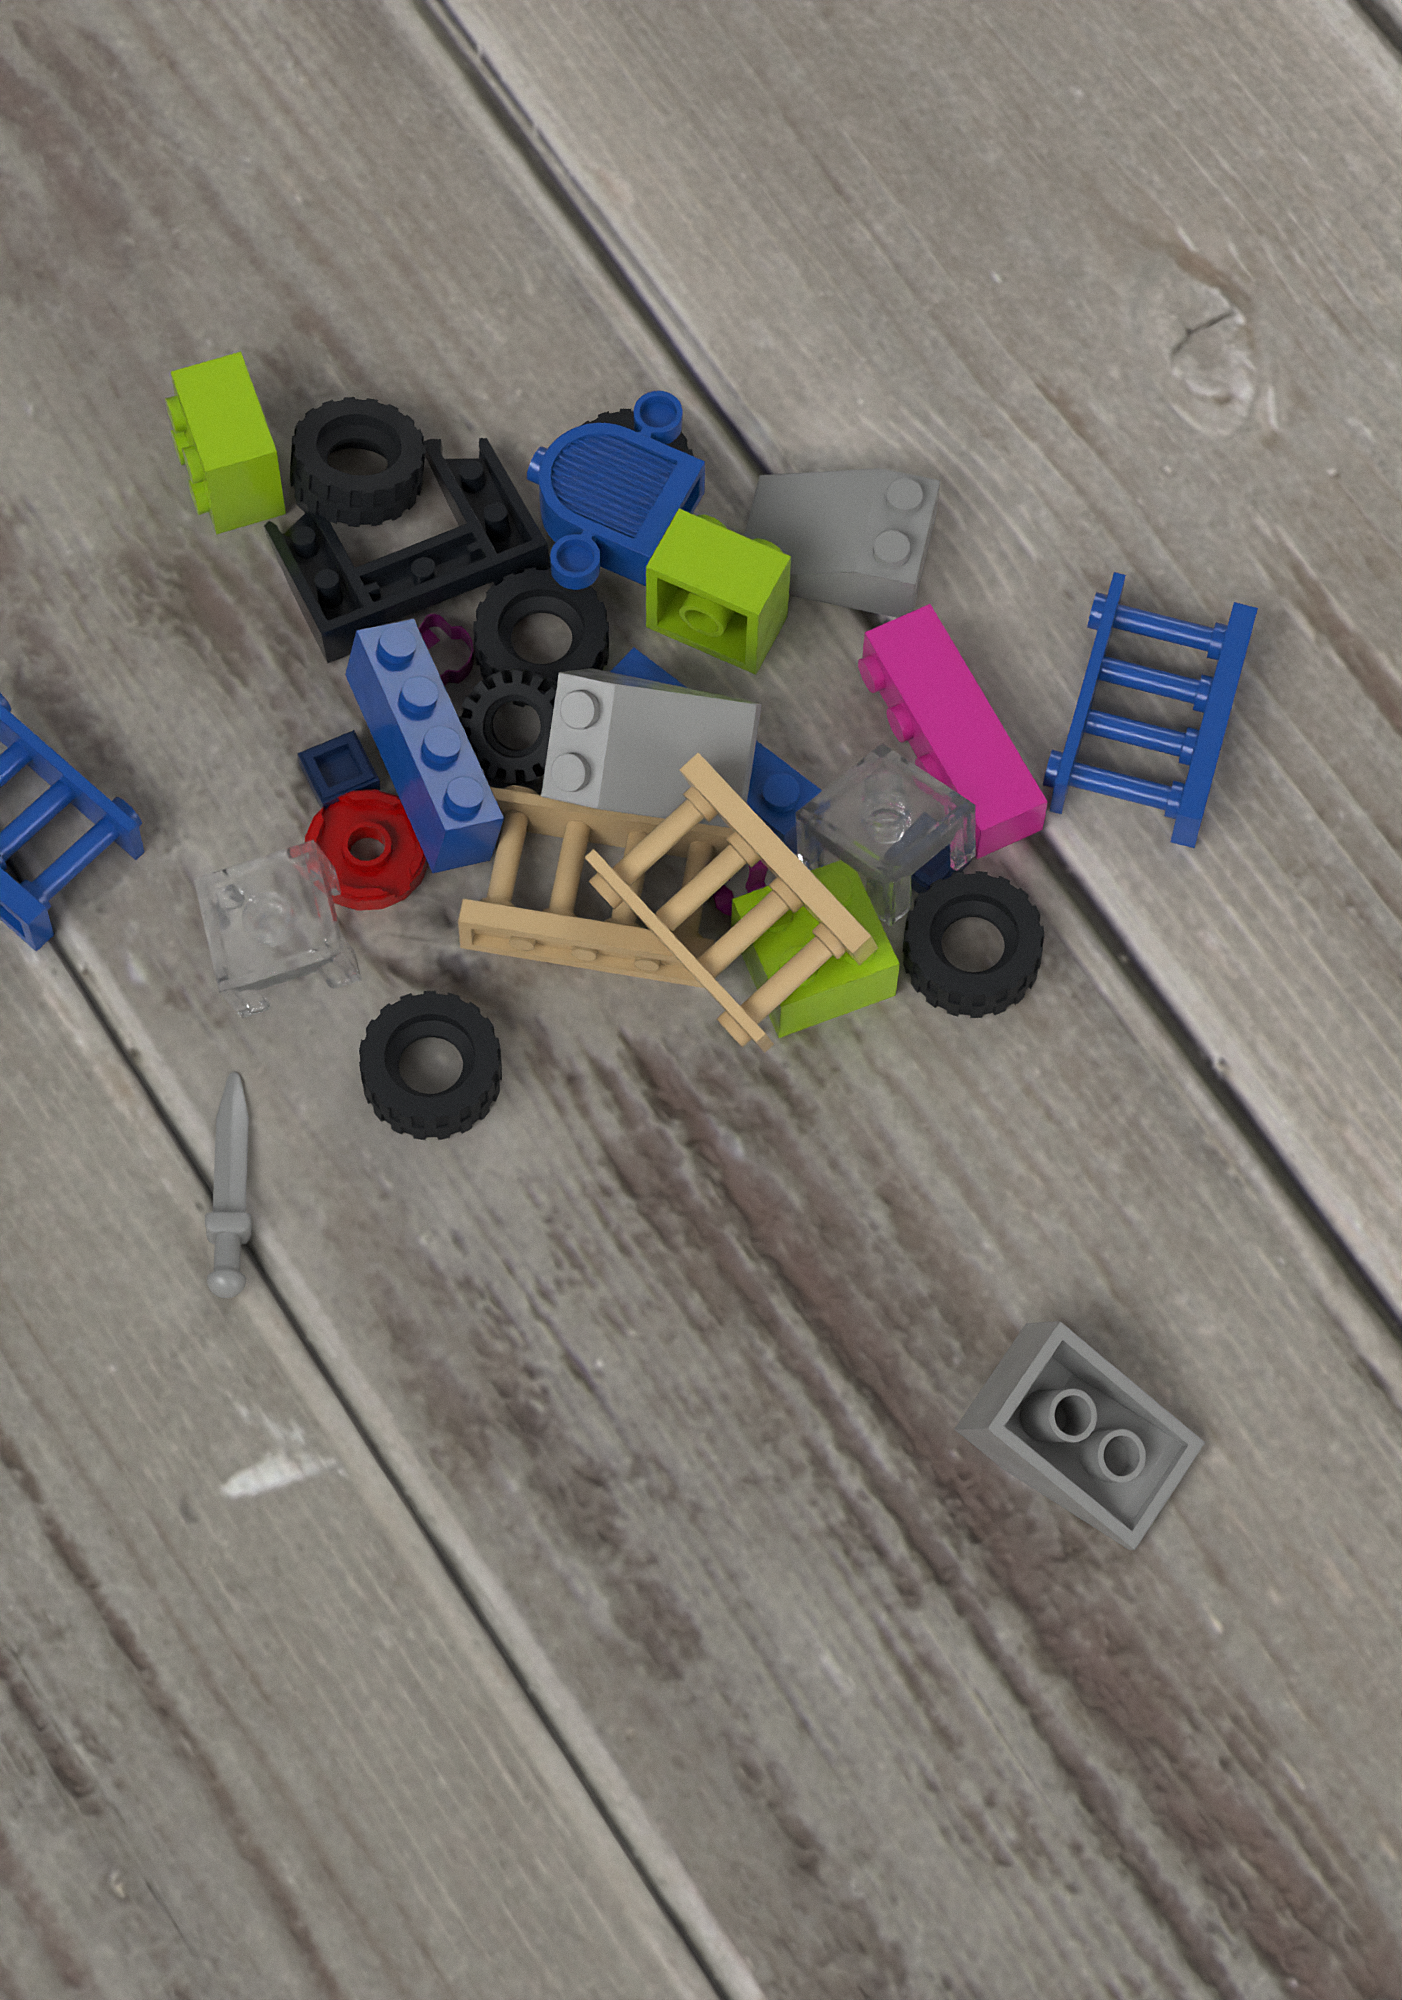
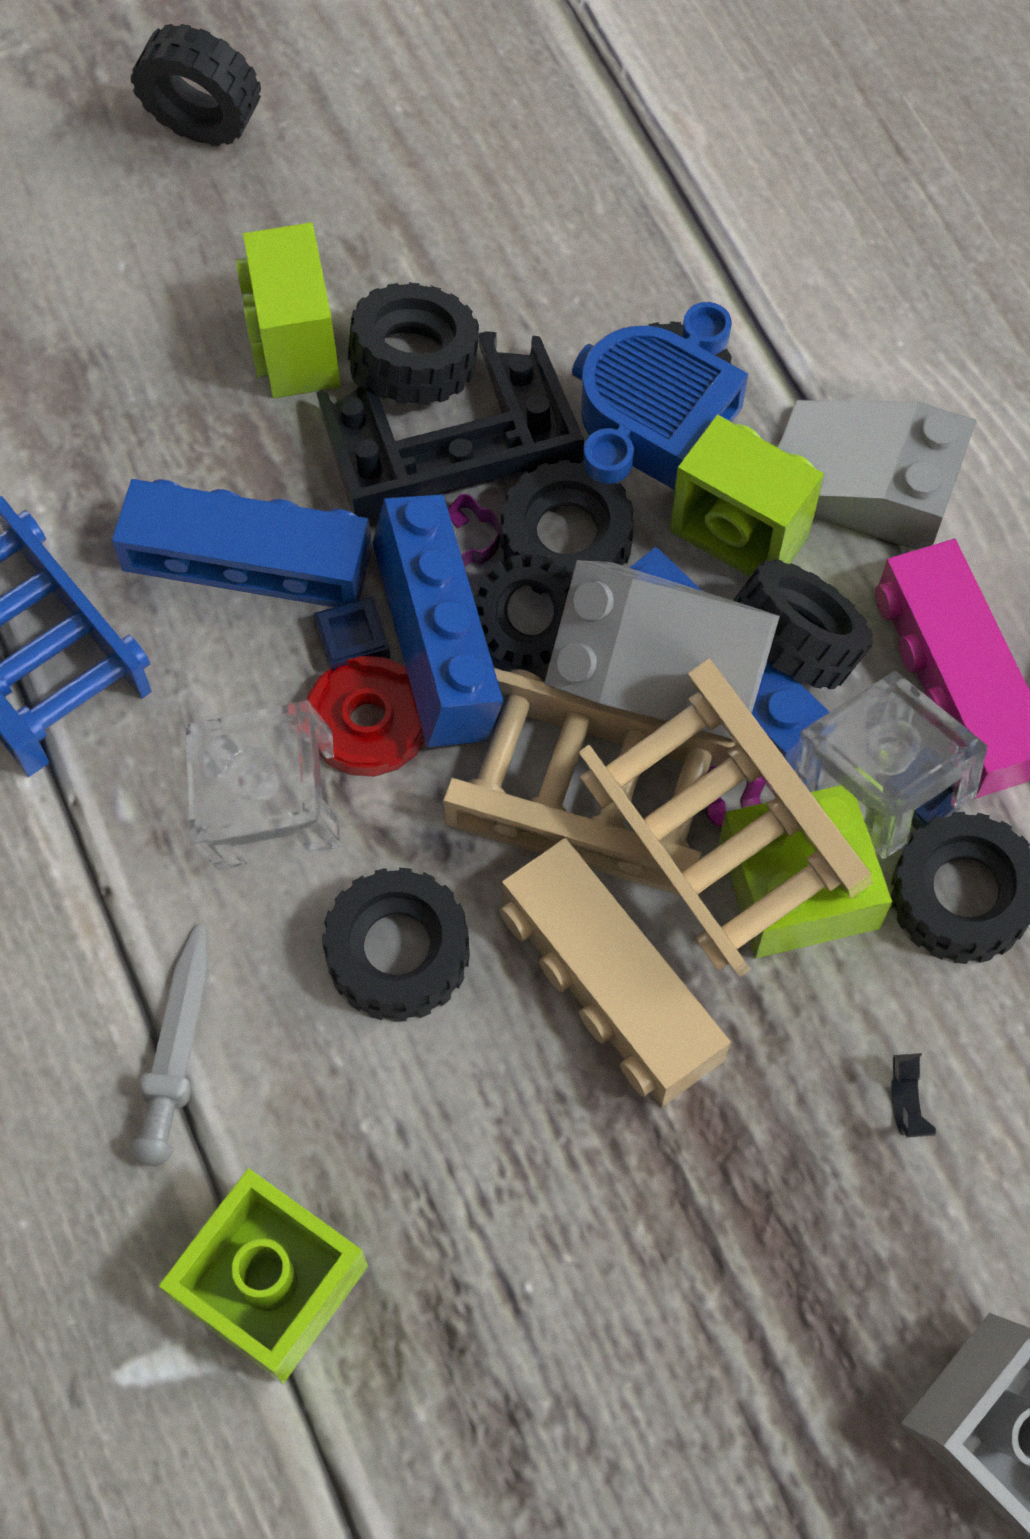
camera: 10 degrees right, 0 degrees up
(84, 205) = (209, 63): none -> black tyre
(215, 691) = (243, 543): none -> blue brick
(355, 1374) = (265, 1275): none -> lime brick
(642, 1065) = (613, 973): none -> tan brick
(802, 708) = (818, 629): none -> black tyre
(934, 1142) = (906, 1097): none -> black piece

